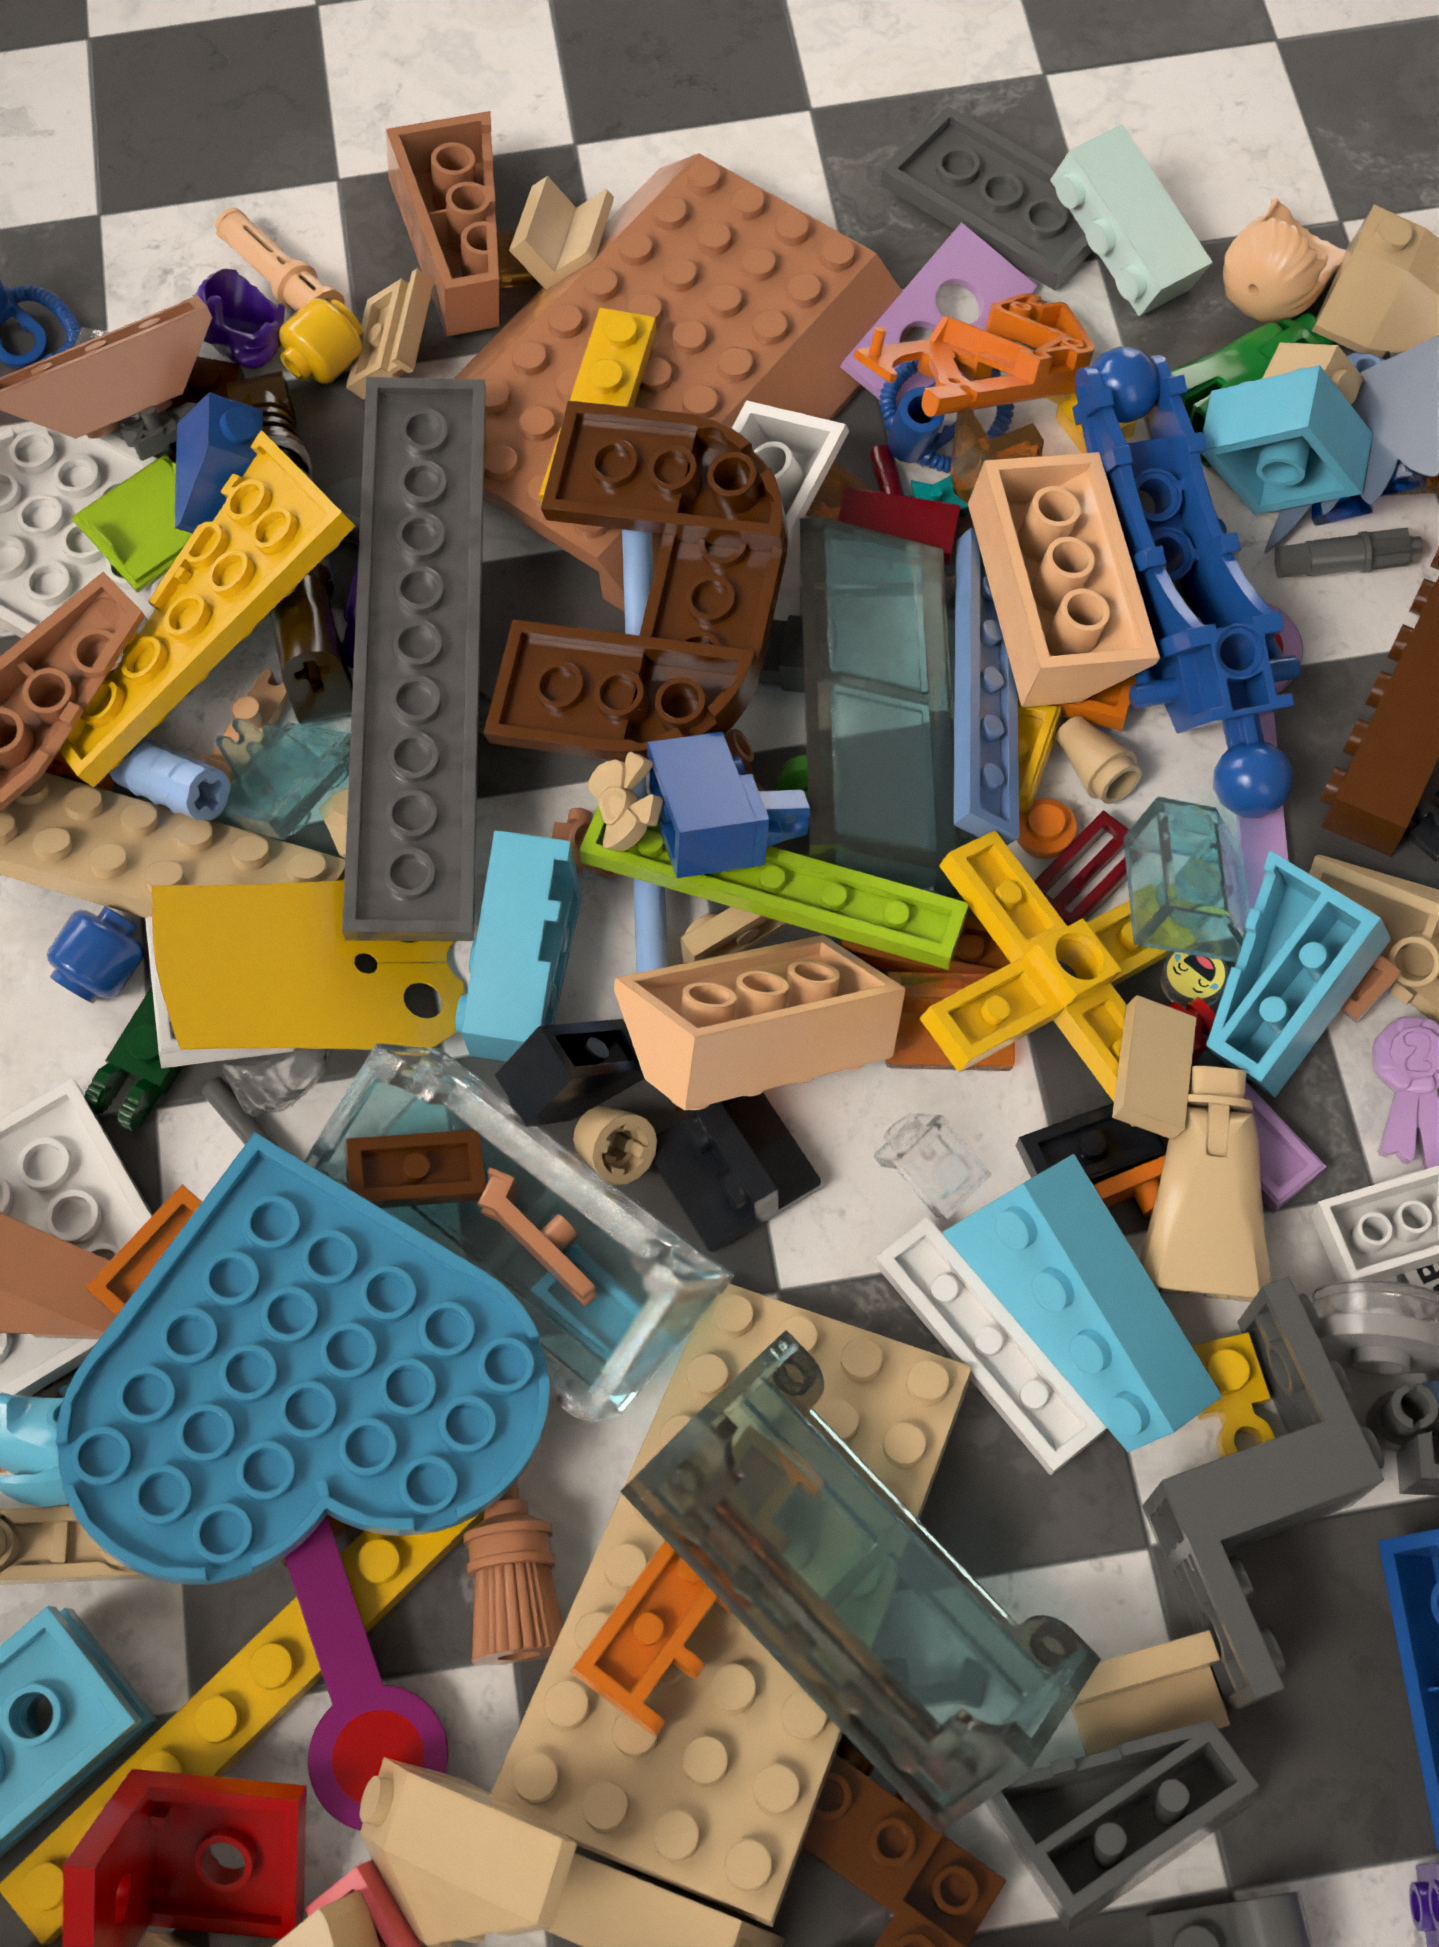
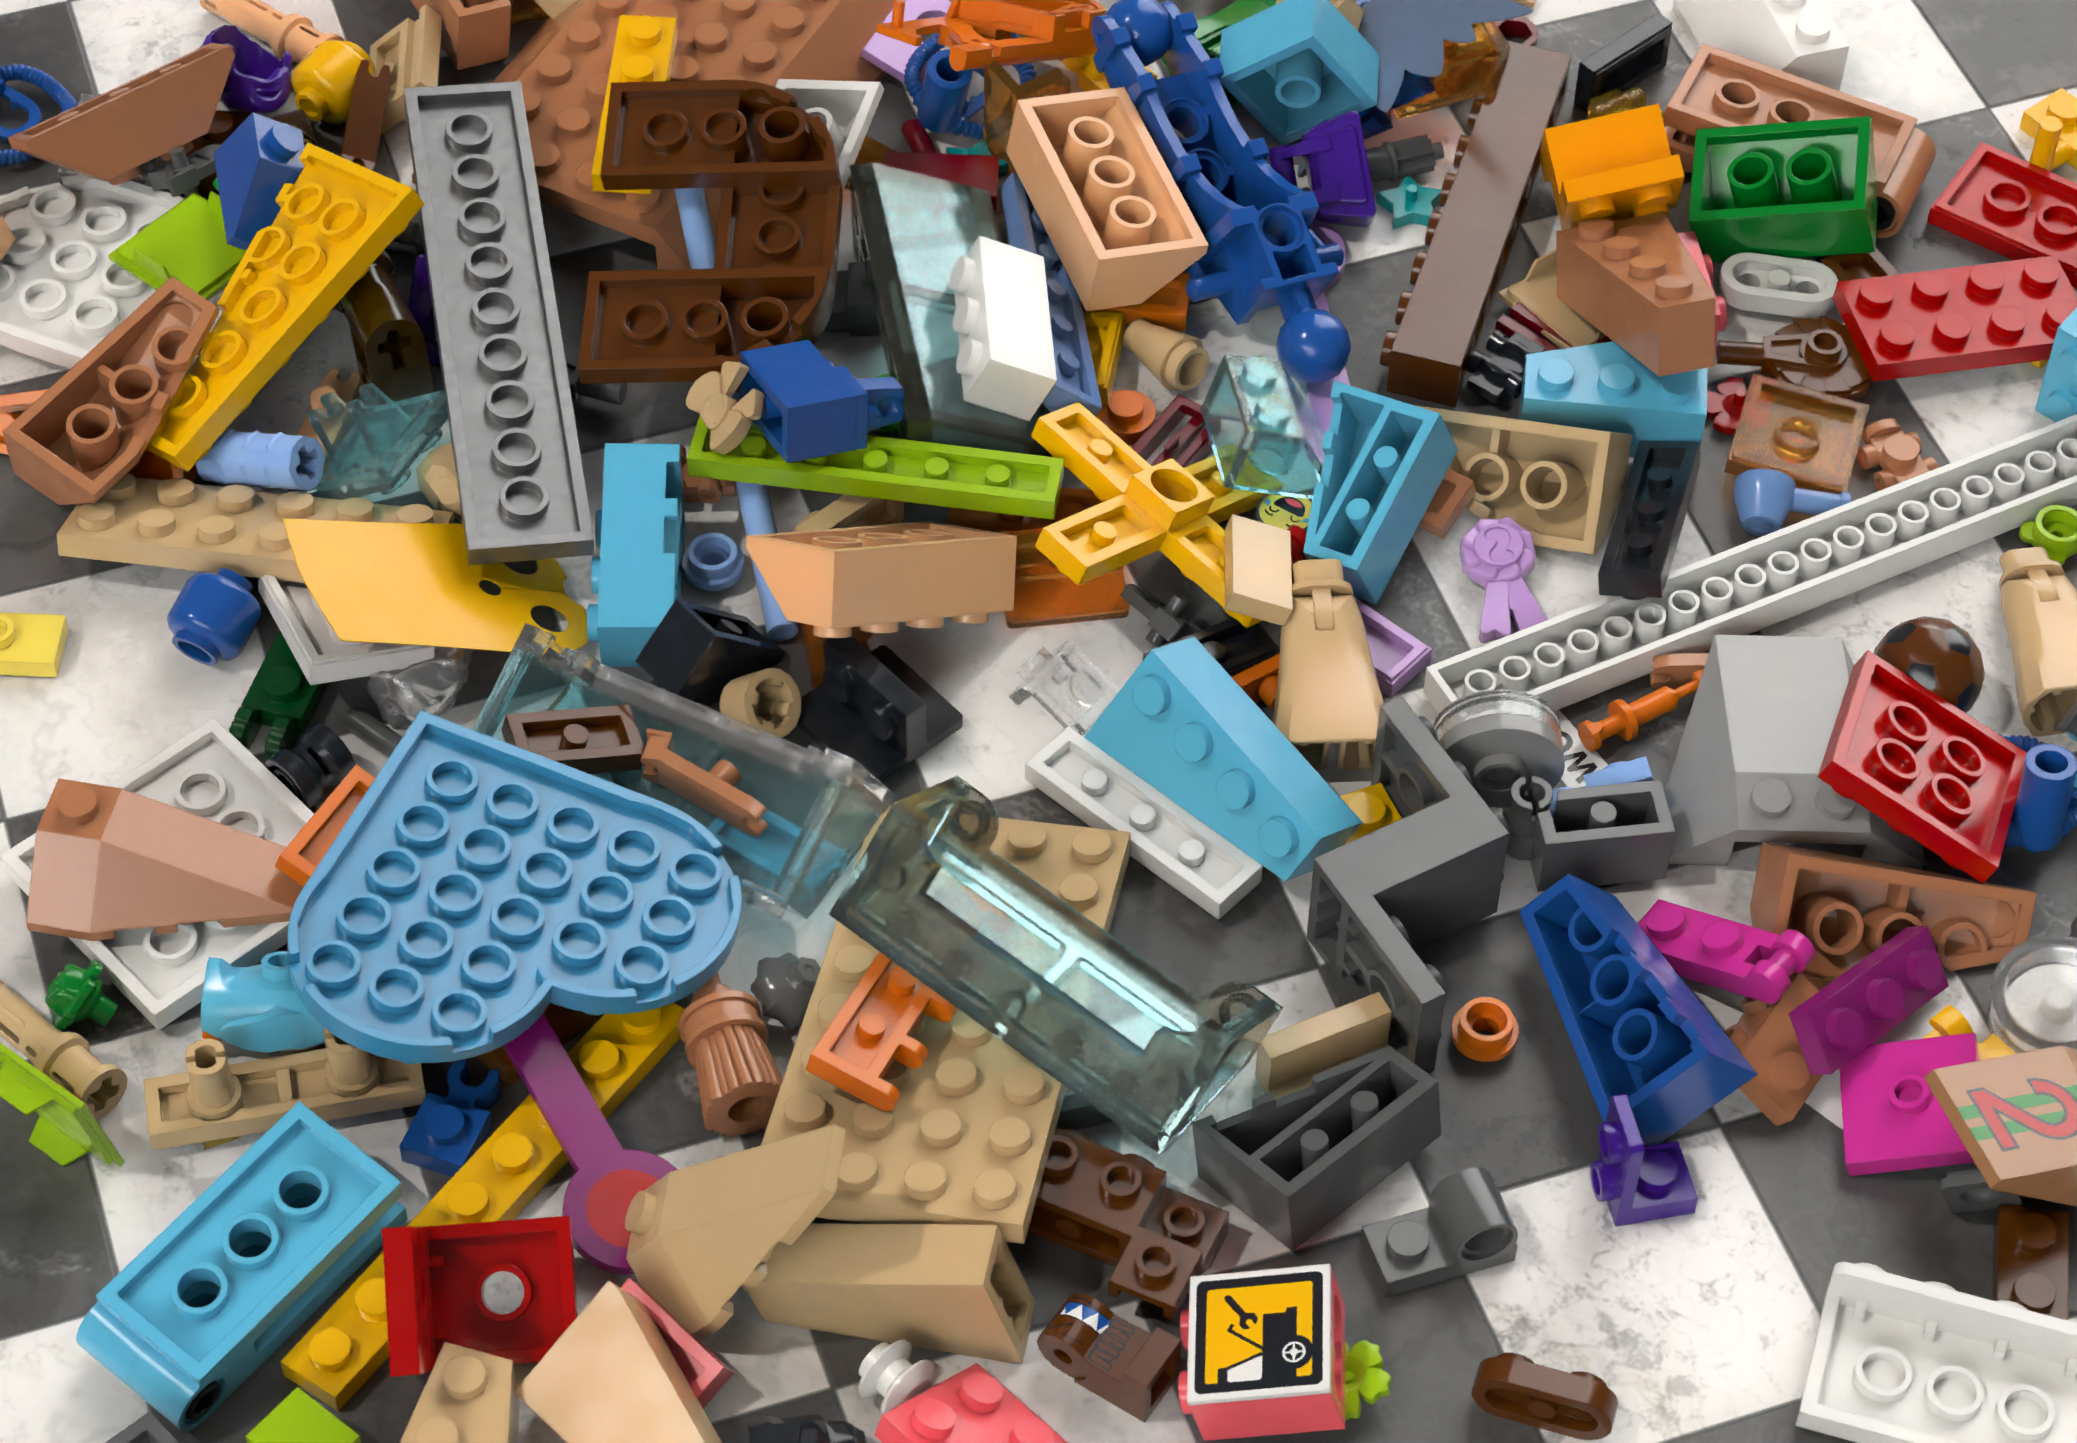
camera: 15 degrees left, 15 degrees down
(155, 1149) = (313, 764): none -> black wheel
(220, 1616) = (452, 1127): none -> blue plate
(338, 400) = (365, 116): none -> reddish brown piece
(584, 1501) = (785, 987): none -> dark grey piece
(598, 936) = (713, 562): none -> light blue plate
(928, 735) = (1003, 328): none -> white brick
(1049, 1089) = (1165, 620): none -> dark grey piece
(1305, 565) = (1335, 170): none -> dark purple piece
(1335, 1659) = (1485, 1015): none -> orange plate
(1378, 602) = (1409, 202): none -> teal piece

